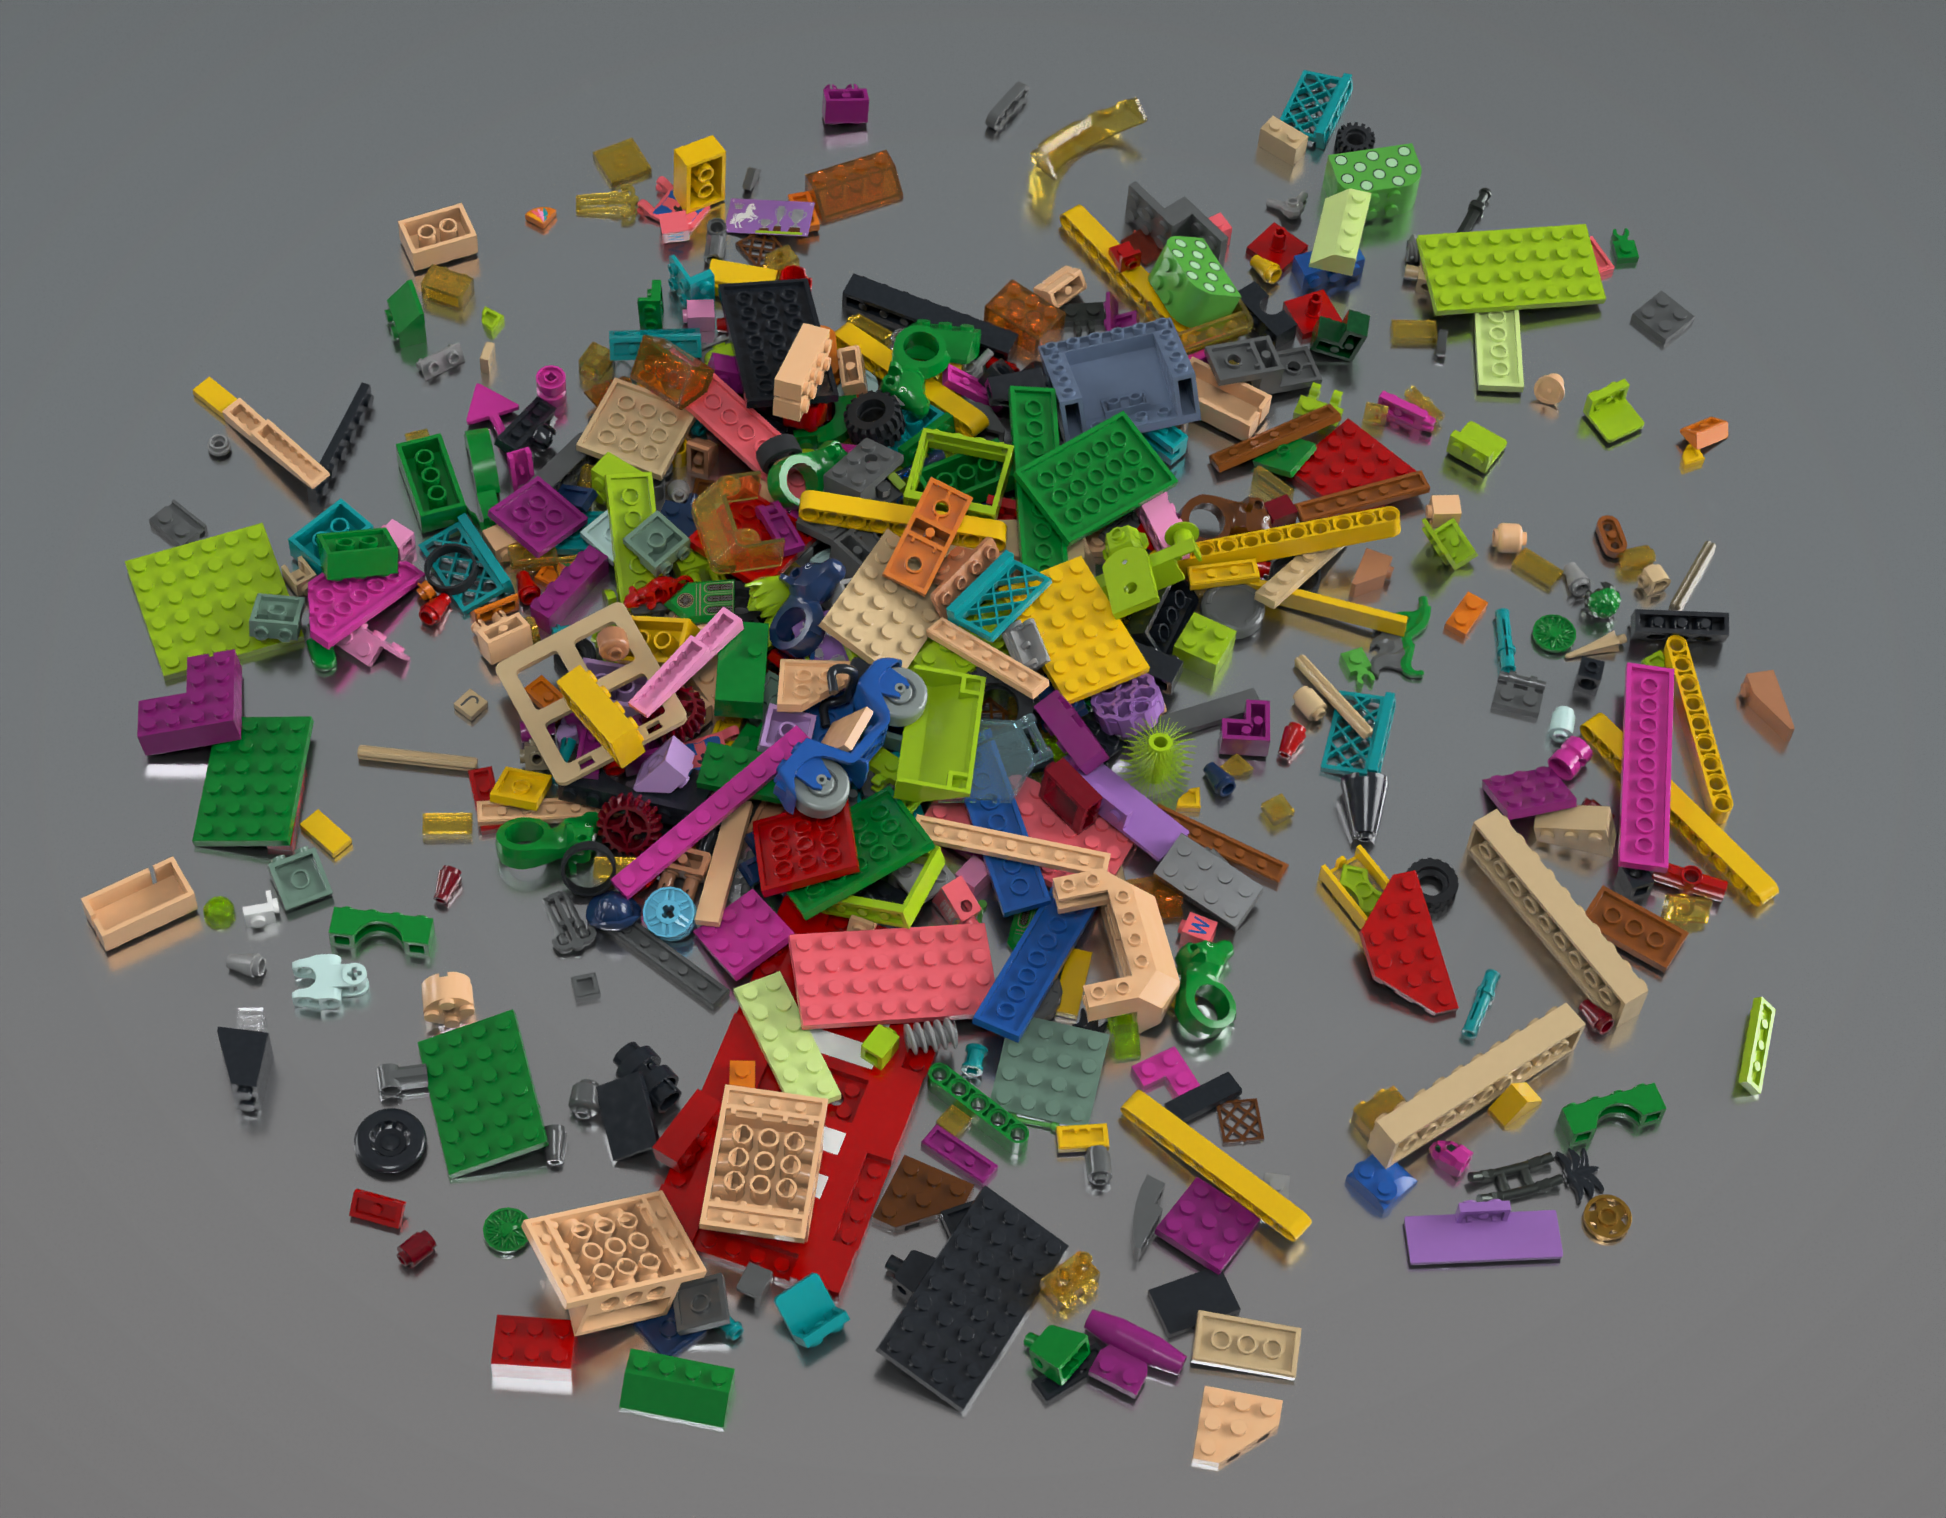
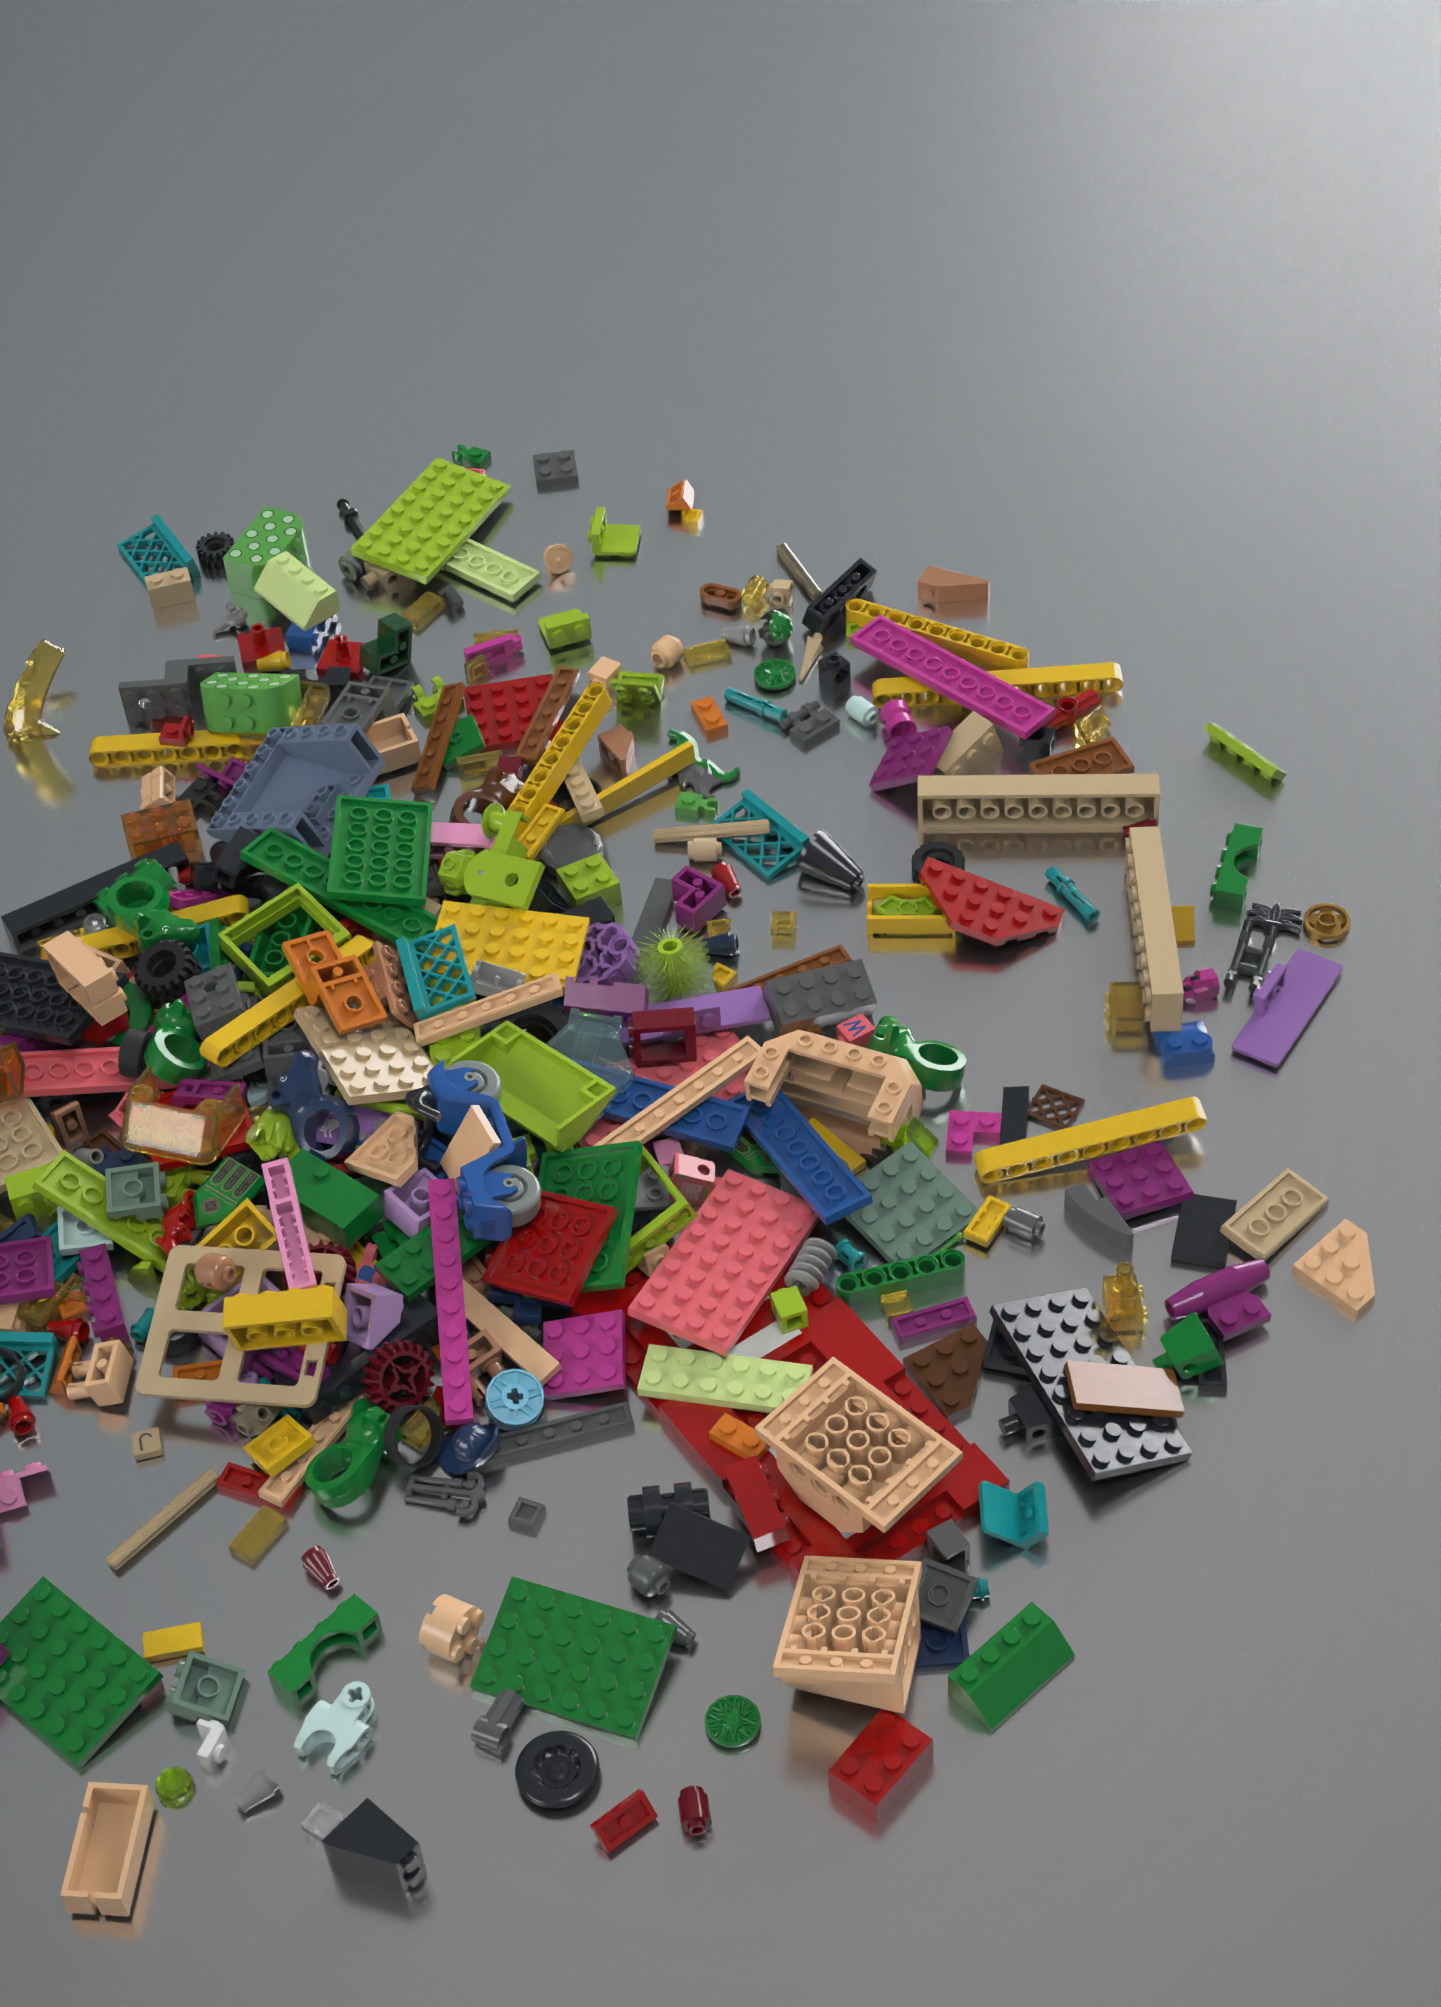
camera: 45 degrees left, 10 degrees down
(977, 1325) = (1124, 1389): none -> tile

